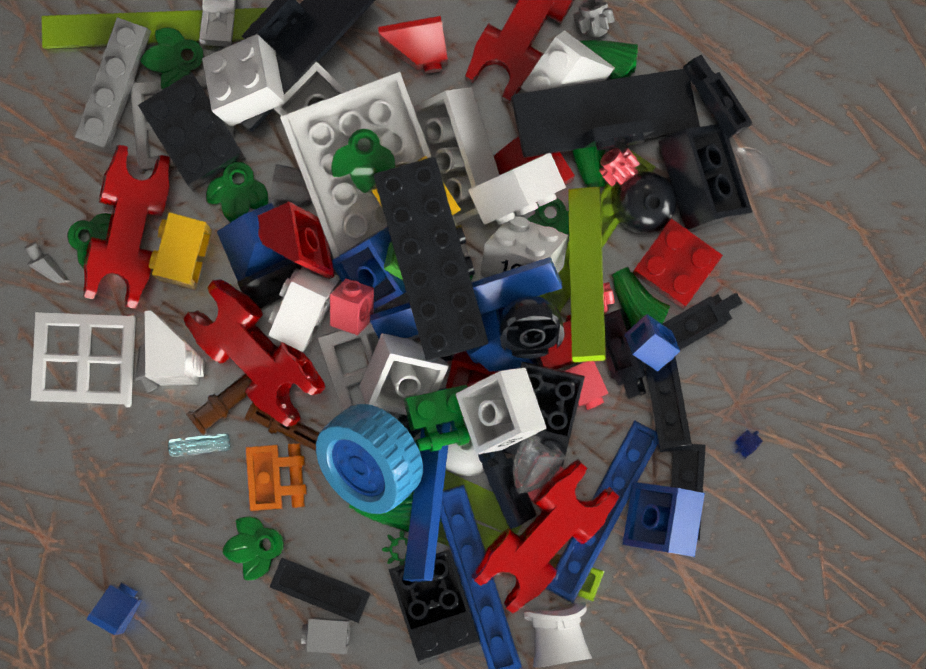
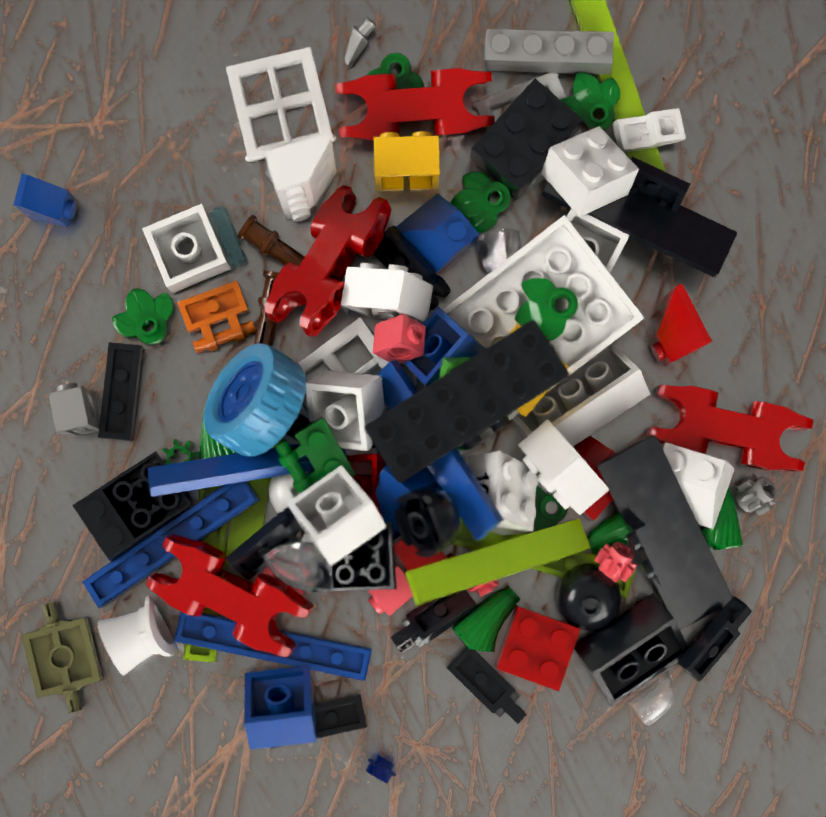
camera: 65 degrees right, 0 degrees up
(201, 485) = (186, 248): none -> white brick
(297, 237) = (450, 266): red slope -> none
(652, 342) = (451, 645): blue brick -> none
(668, 407) = (396, 677): black plate -> none

